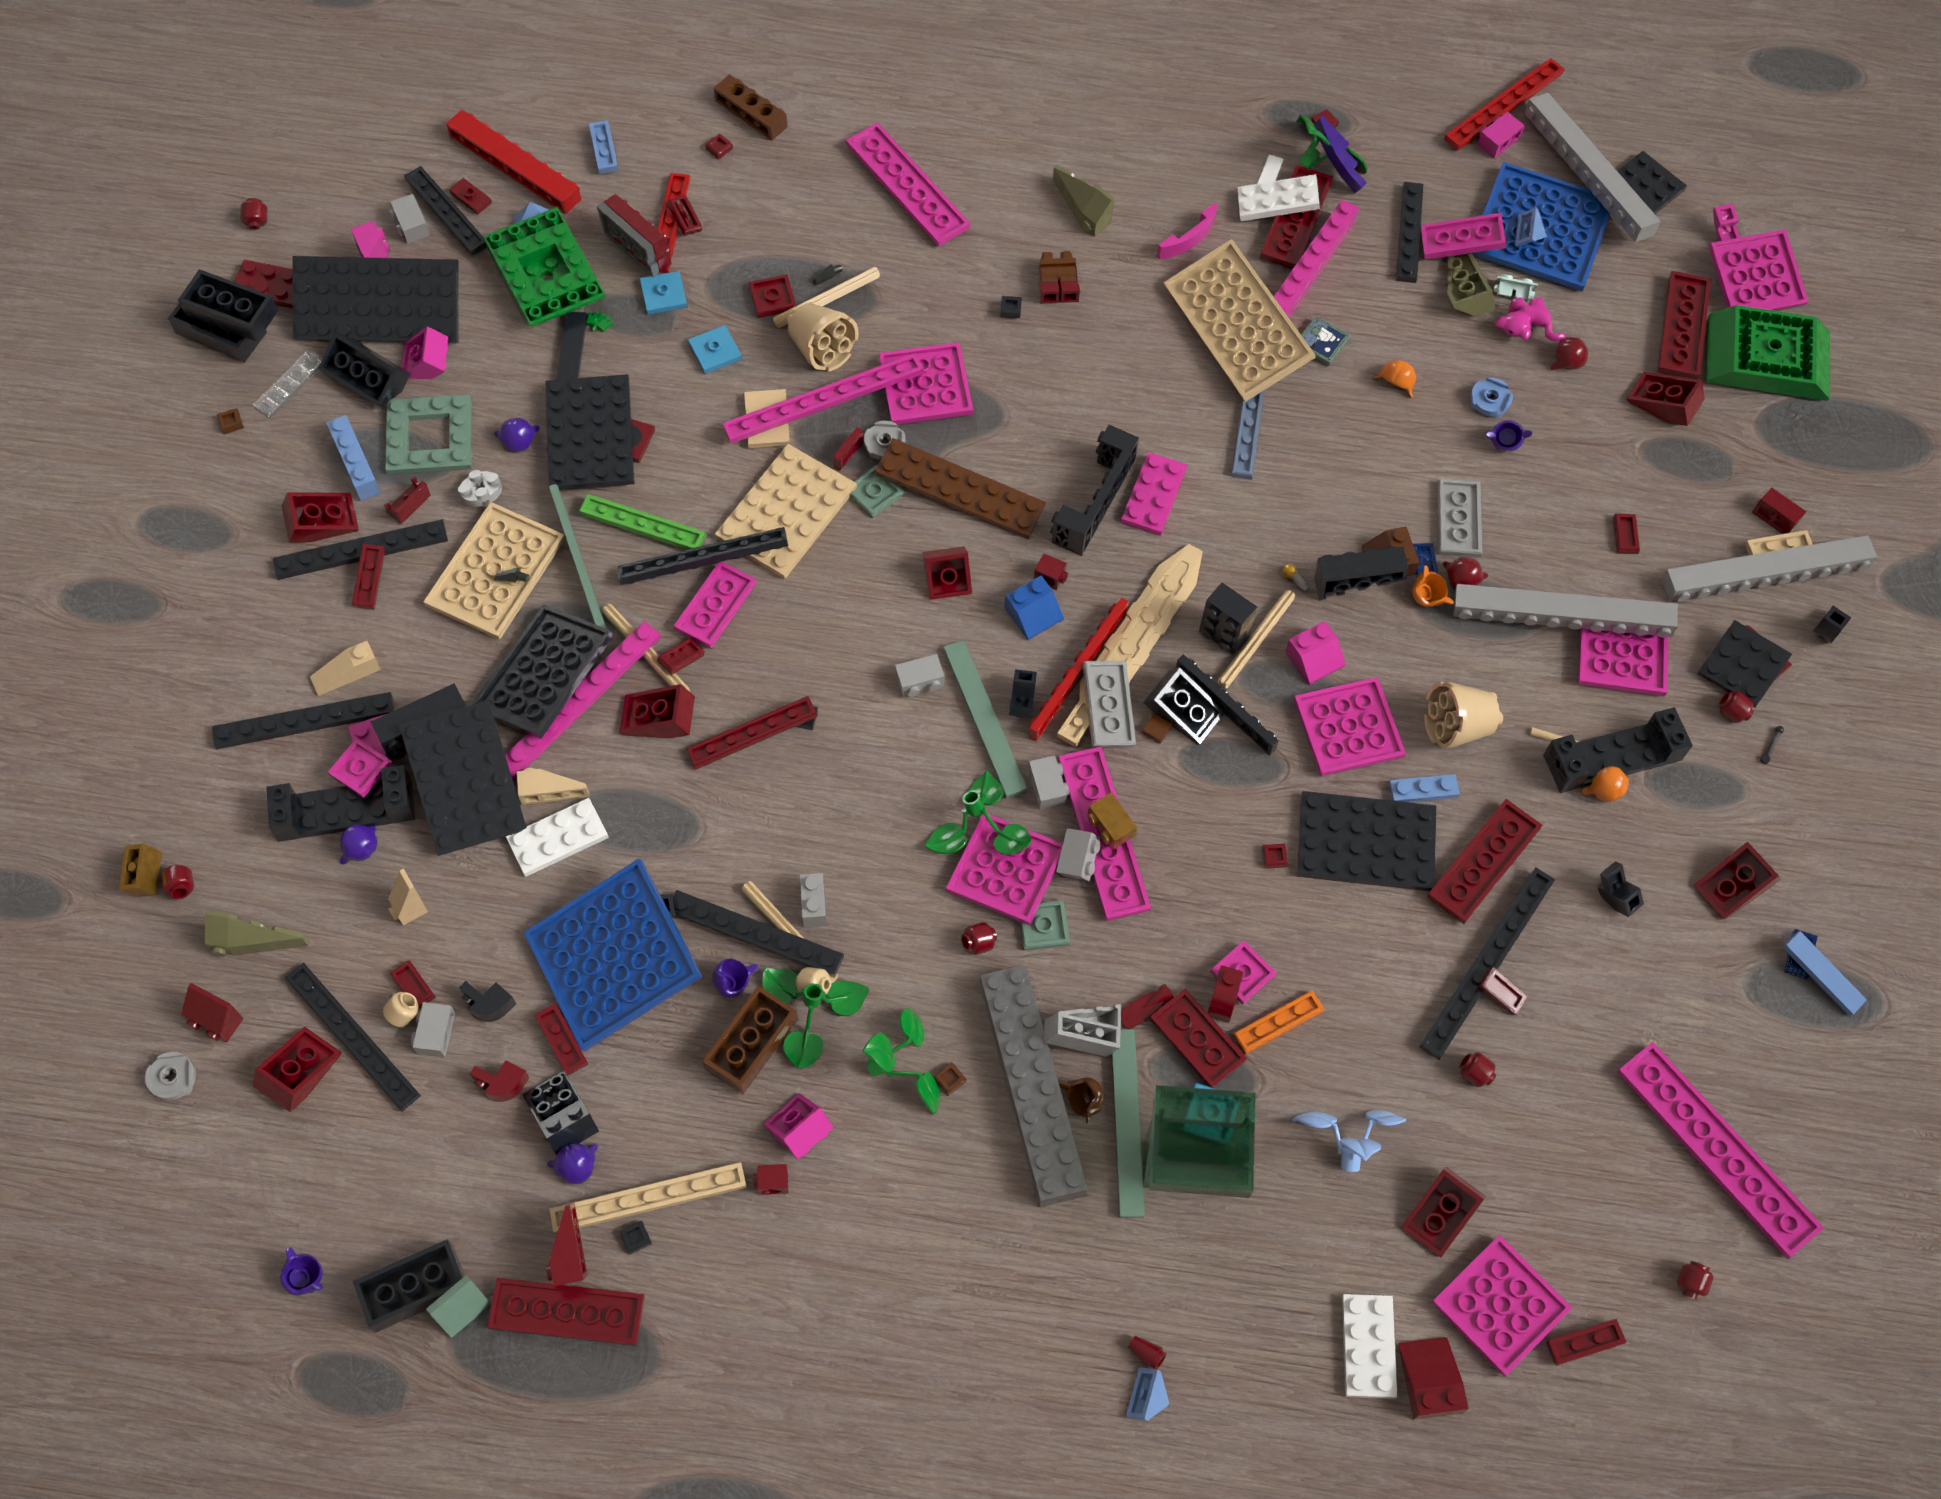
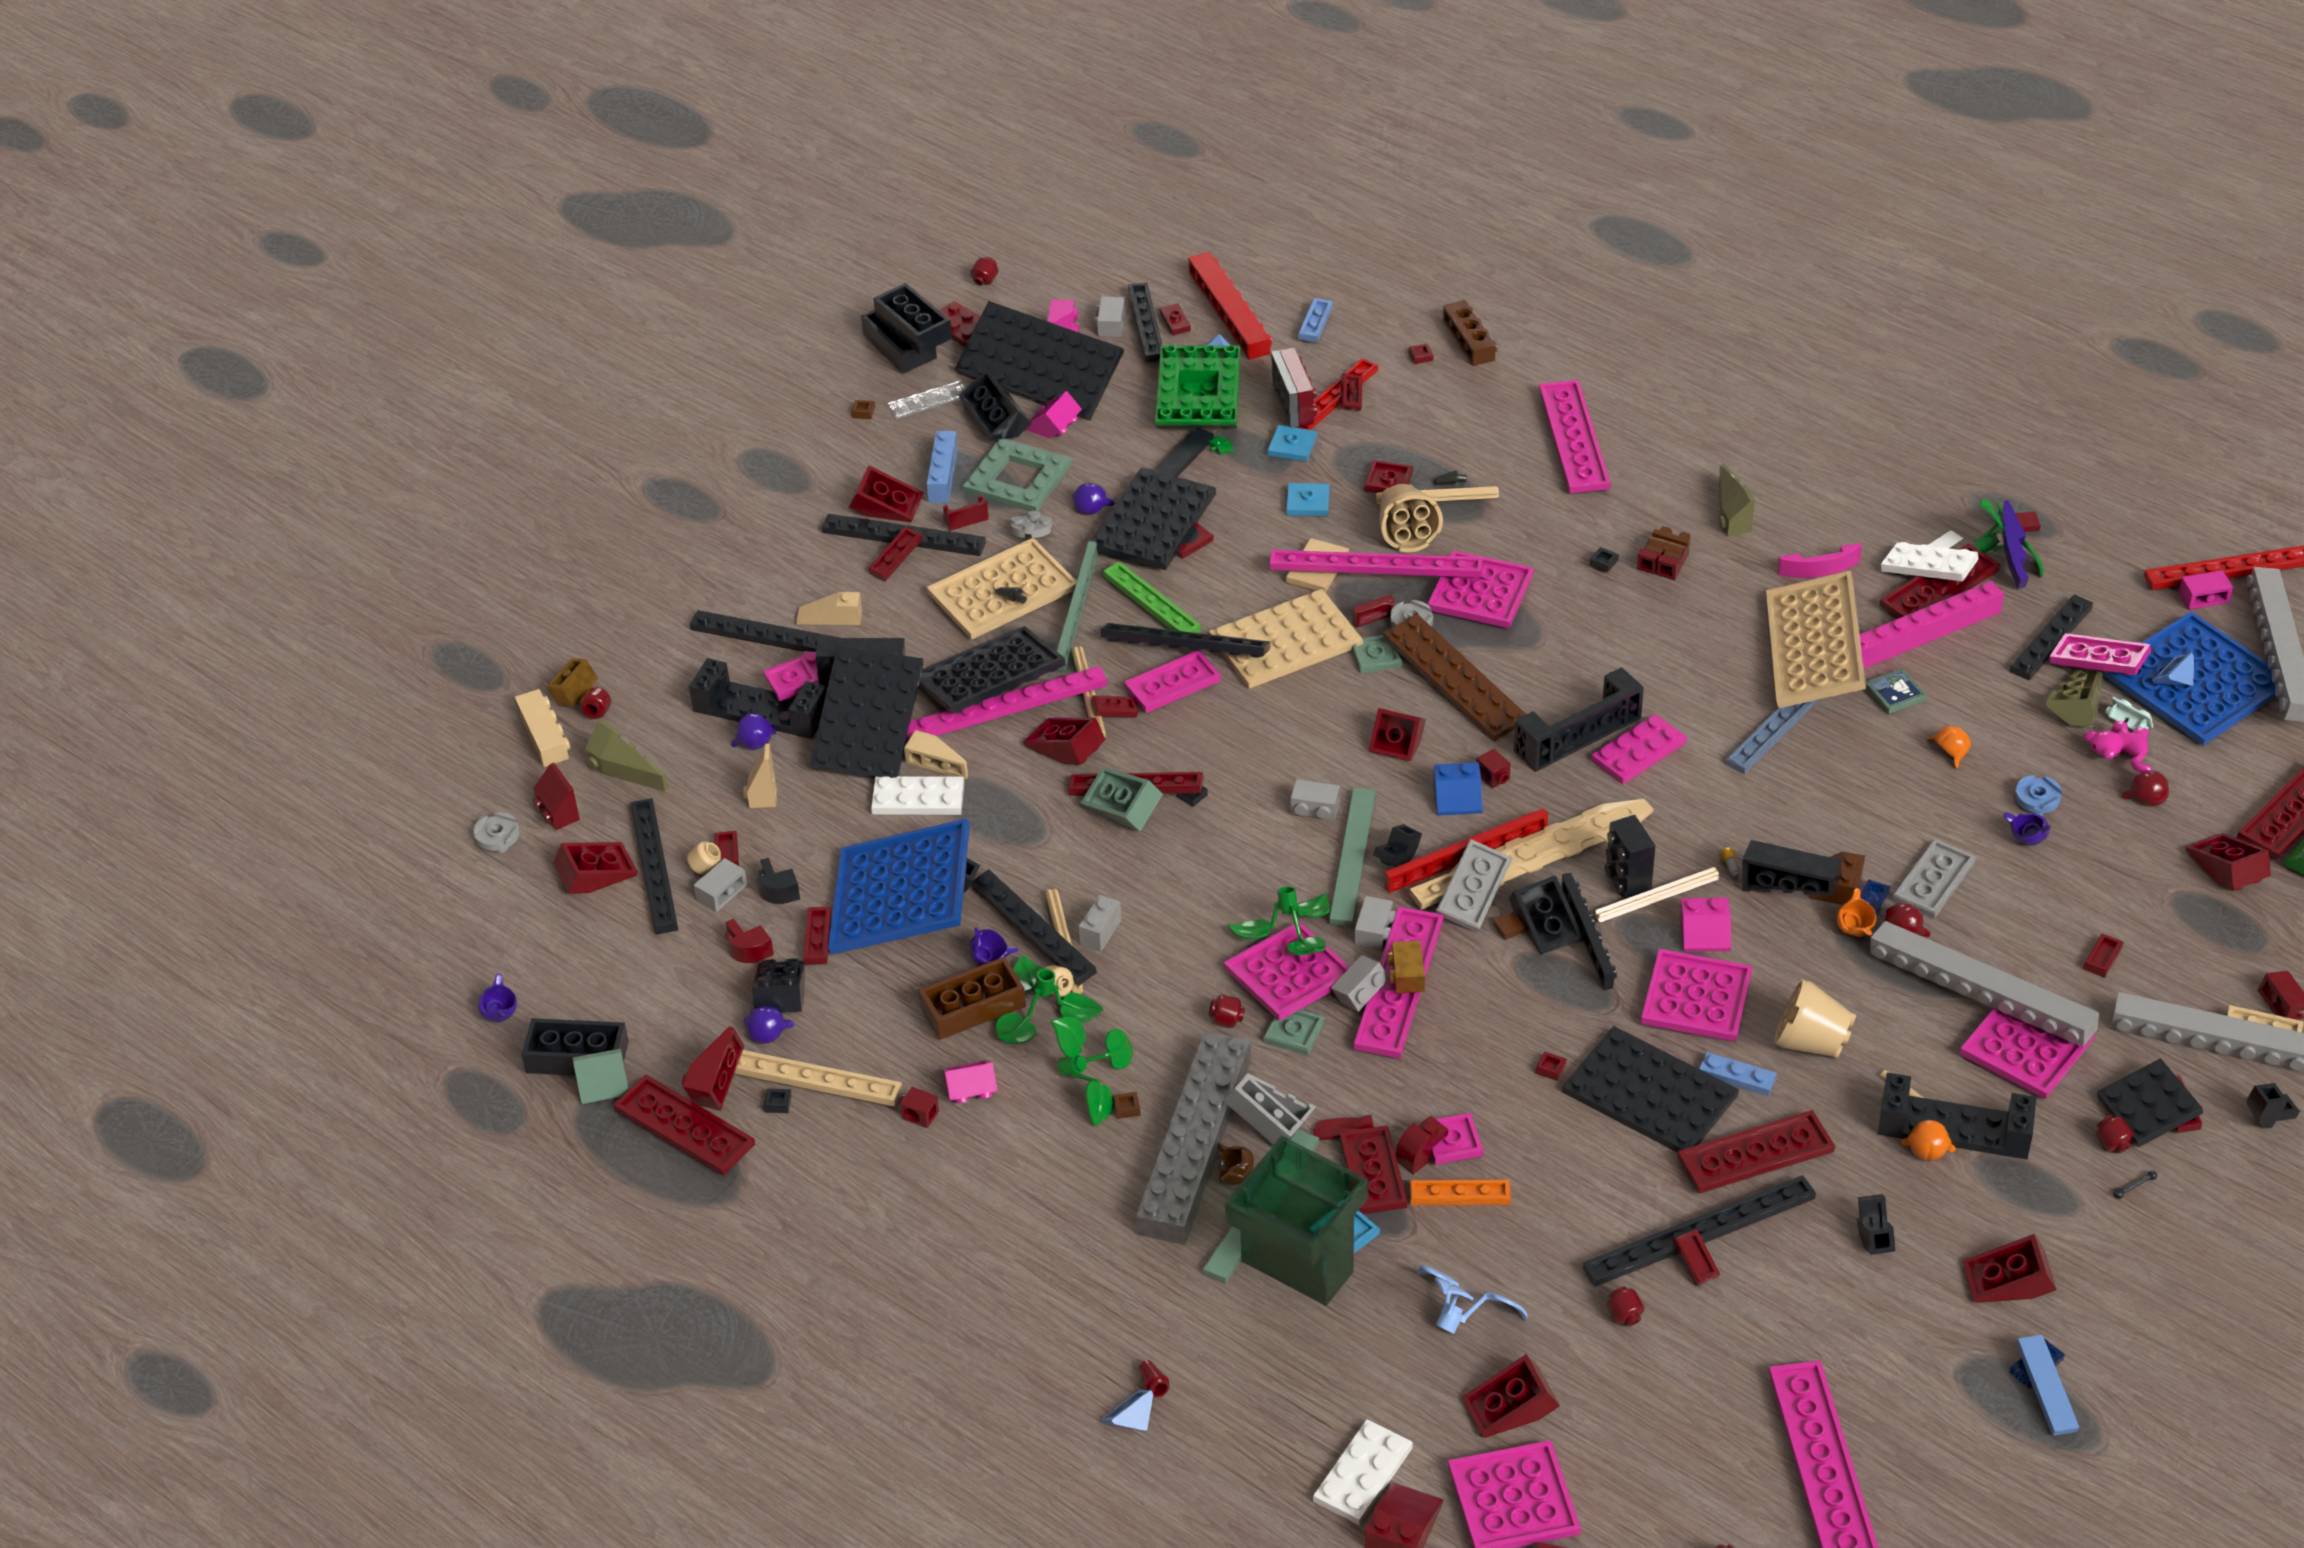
camera: 35 degrees right, 20 degrees down
(140, 934) = (542, 727): none -> tan brick
(751, 756) = (1122, 798): none -> sand green slope

